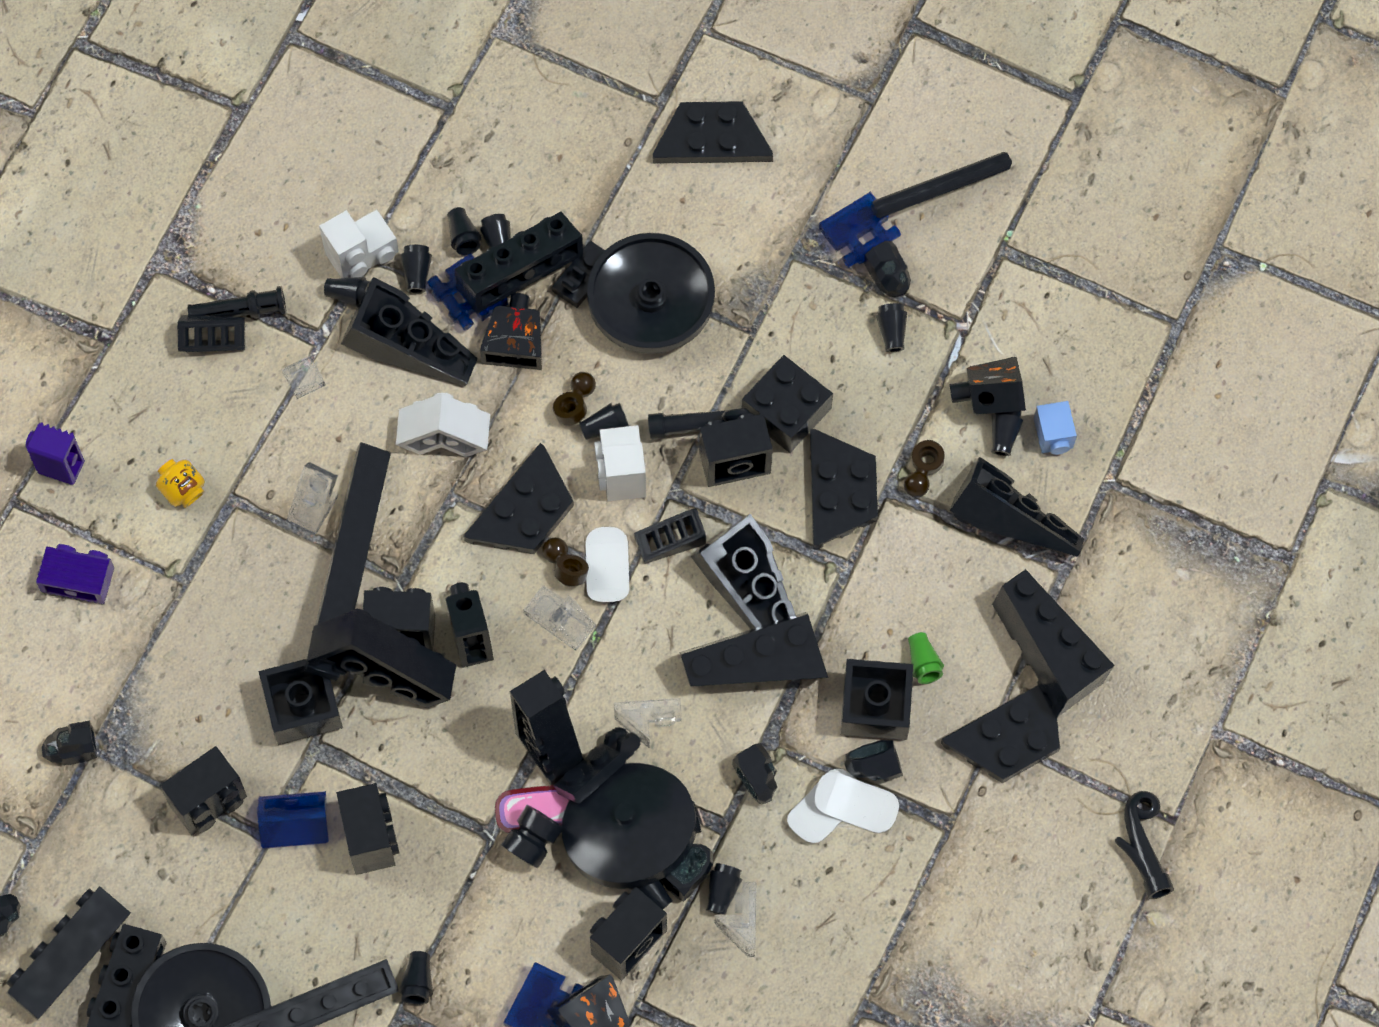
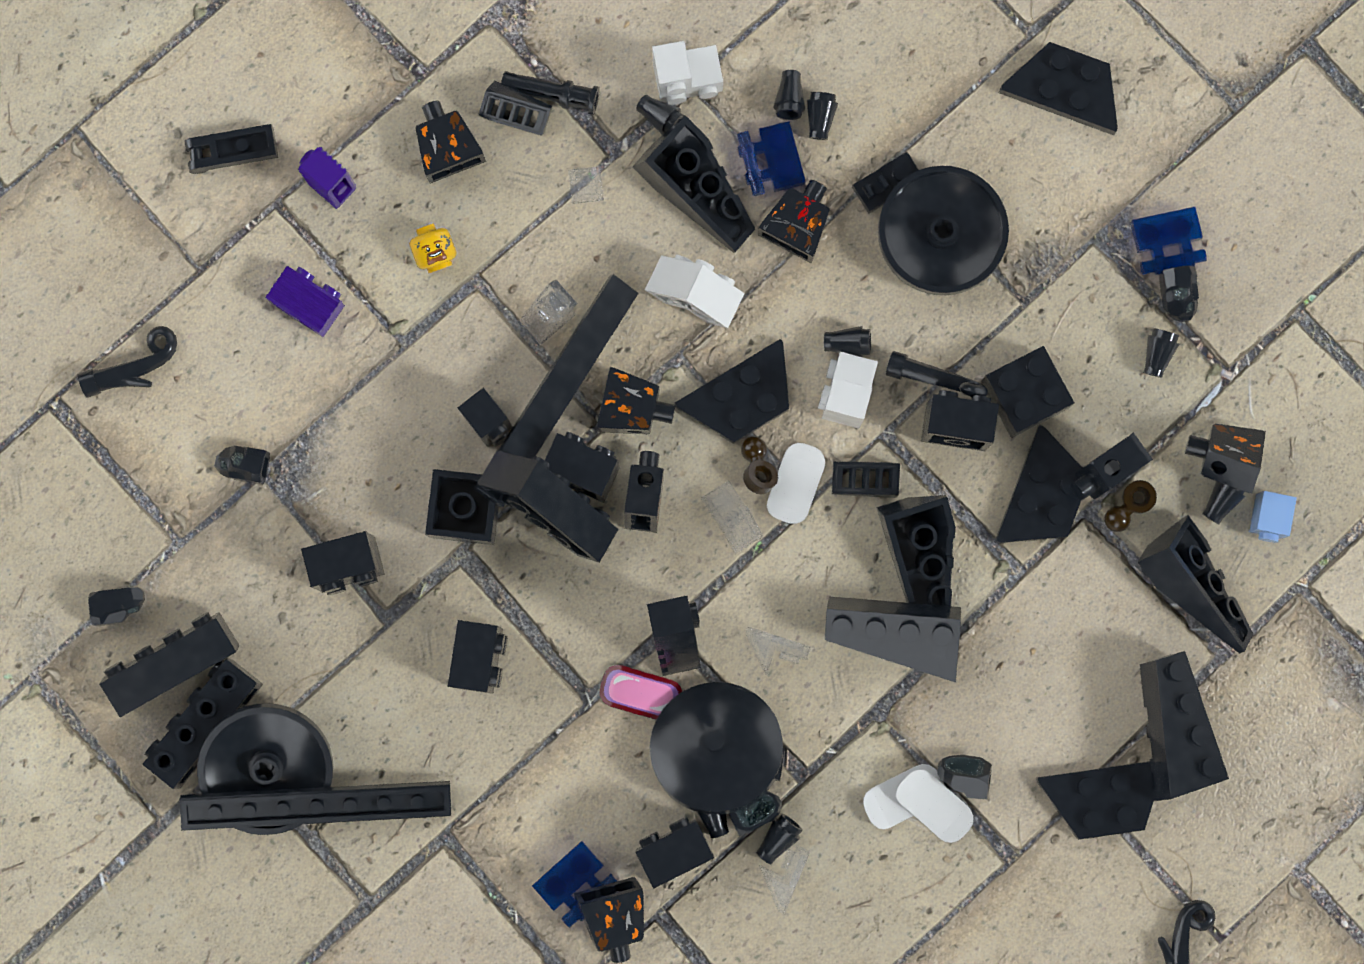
camera: 25 degrees right, 15 degrees up
(157, 387) = (446, 143): none -> black torso
(290, 610) = (486, 418): none -> black brick
(293, 819) = (416, 614): clear blue panel -> none
(416, 266) = (732, 115): black cone -> none
(417, 981) = (471, 811): black cone -> none
(424, 551) = (631, 405): none -> black torso
(518, 261) = (829, 151): black brick -> none
(532, 836) = (619, 726): black wheel -> none
(582, 385) = (842, 296): dark brown plate -> none
(598, 765) = (711, 678): black hinge -> none
(756, 772) = (854, 743): black rock -> none
(877, 699) = (993, 719): black brick -> none
(884, 446) = (1110, 468): none -> black torso
(926, 662) = (1053, 695): bright green cone -> none
(941, 184) = (1266, 226): black axle -> none

